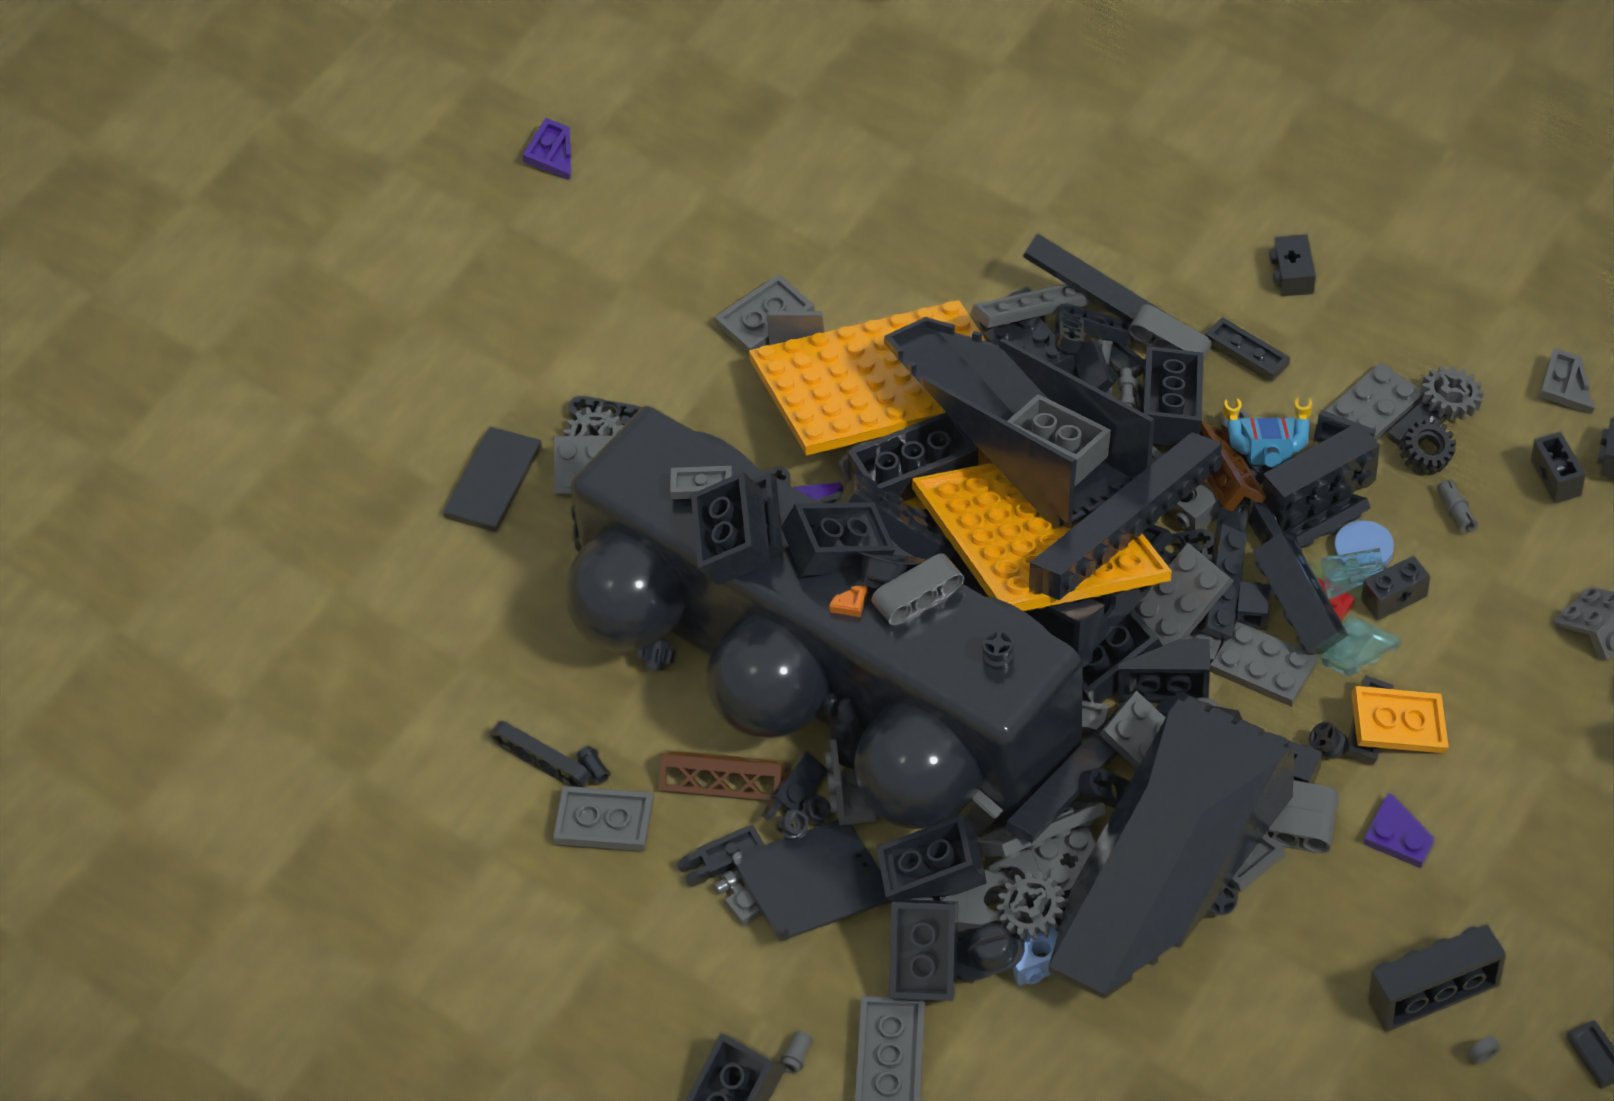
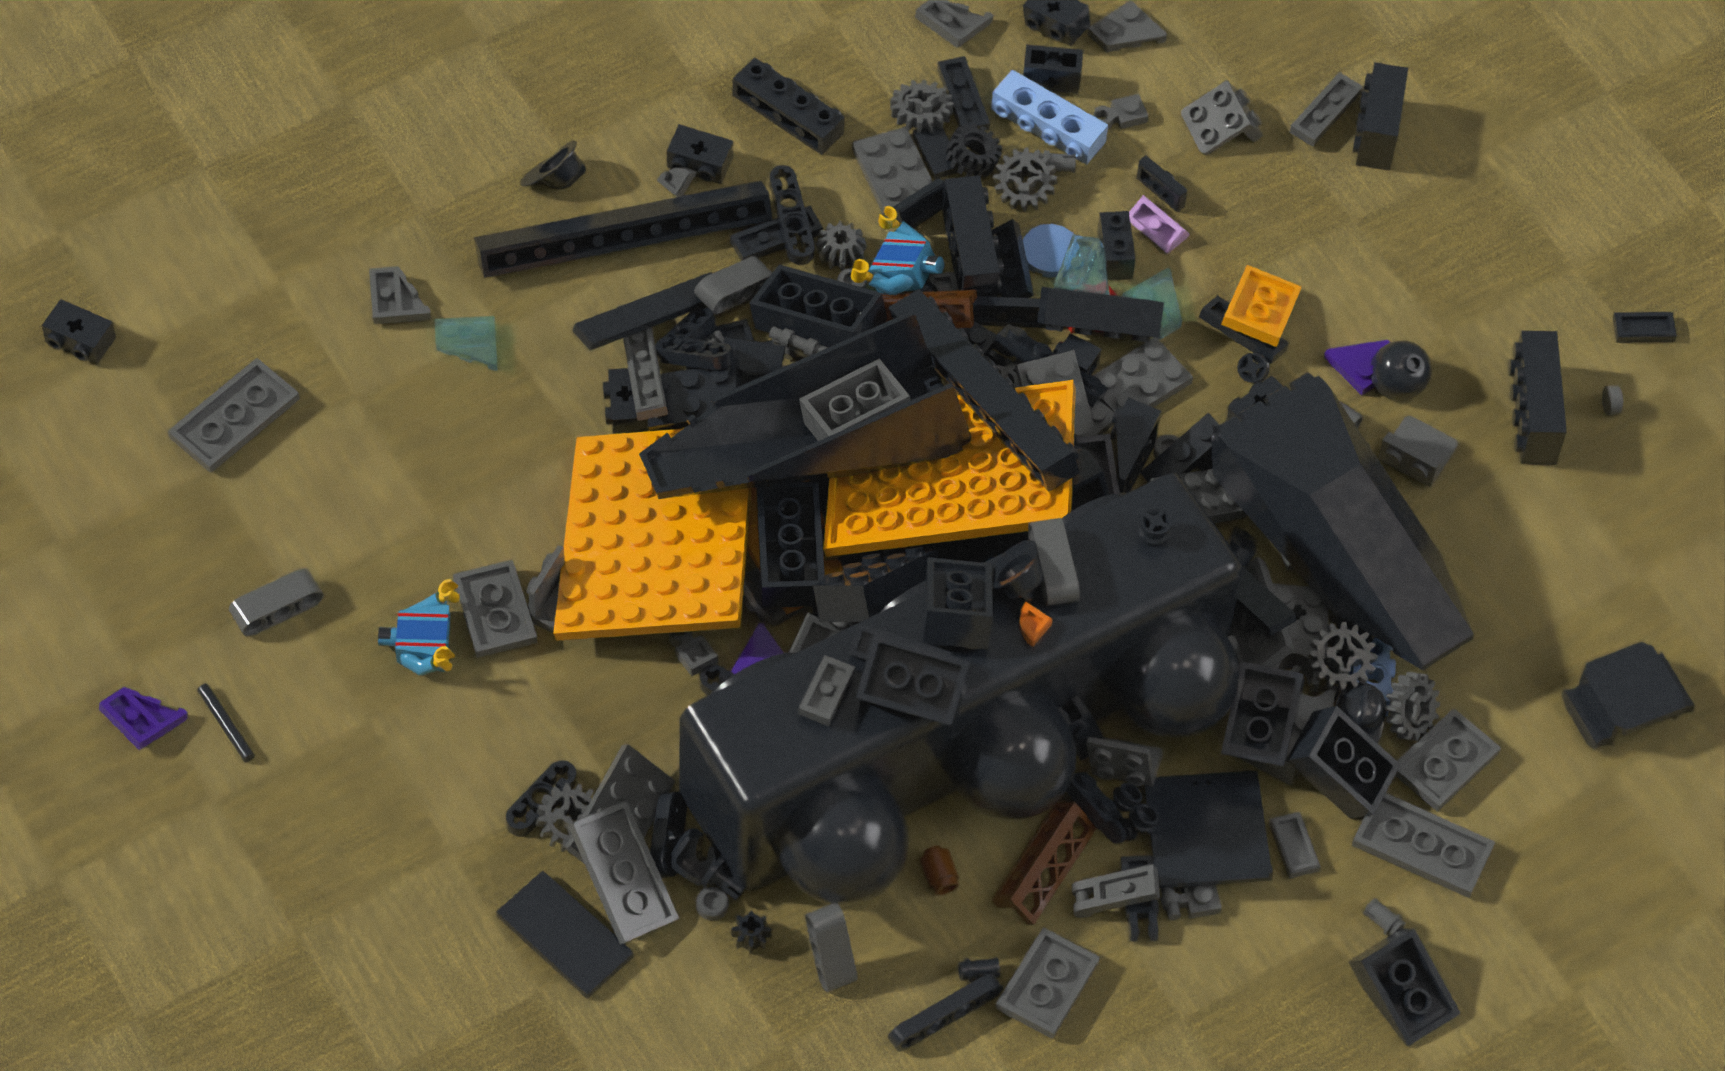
camera: 75 degrees left, 5 degrees up
(544, 488) = (623, 872): none -> dark grey plate
(547, 643) = (831, 947): none -> dark grey beam
(549, 594) = (751, 923): none -> black gear
(563, 560) = (712, 903): none -> dark grey tile
(575, 201) = (225, 722): none -> black bar
(674, 700) = (939, 870): none -> reddish brown brick
(694, 182) = (276, 602): none -> dark grey beam
(711, 829) = (1115, 890): none -> dark grey plate
(713, 279) = (423, 633): none -> torso
(792, 458) = (693, 652): none -> dark grey plate
(839, 957) = (1294, 845): none -> dark grey tile
(850, 88) = (233, 415): none -> dark grey plate
(990, 1044) = (1446, 759): none -> dark grey plate
(1014, 198) = (468, 339): none -> clear light blue wing
(1021, 135) = (395, 298): none -> dark grey wing
(1036, 987) = (1412, 706): none -> dark grey gear
(1181, 245) = (623, 229): none -> black brick
(1214, 184) = (558, 170): none -> black piece
(1257, 262) = (677, 180): none -> dark grey tile
(1263, 395) = (840, 245): none -> dark grey gear
(1270, 348) = (793, 214): none -> black beam
(1321, 905) = (1417, 450): none -> dark grey bracket
(1387, 304) = (788, 105): none -> black brick
(1400, 857) = (1401, 370): none -> black cylinder
(1422, 495) = (1036, 181): none -> dark grey gear
(1449, 616) = (1157, 225): none -> lavender slope
(1488, 419) = (965, 96): none -> black plate
(1491, 599) = (1161, 183): none -> black plate
(1506, 488) = (1049, 117): none -> light blue brick
(1557, 546) = (1125, 111): none -> dark grey plate

